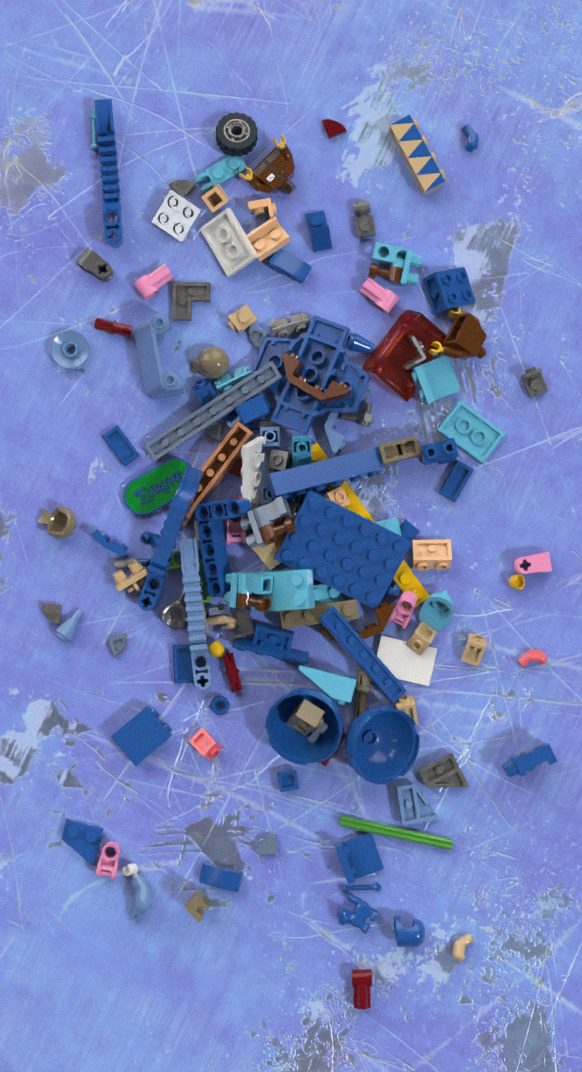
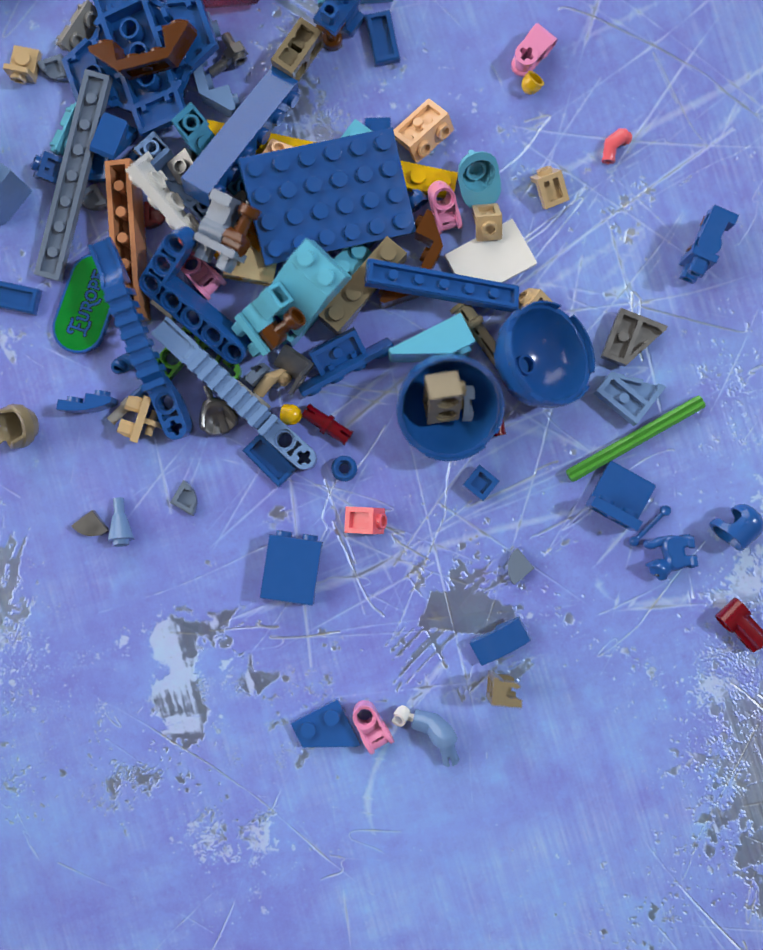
camera: 40 degrees left, 0 degrees up
(211, 362) = (29, 132): dark tan hat -> none

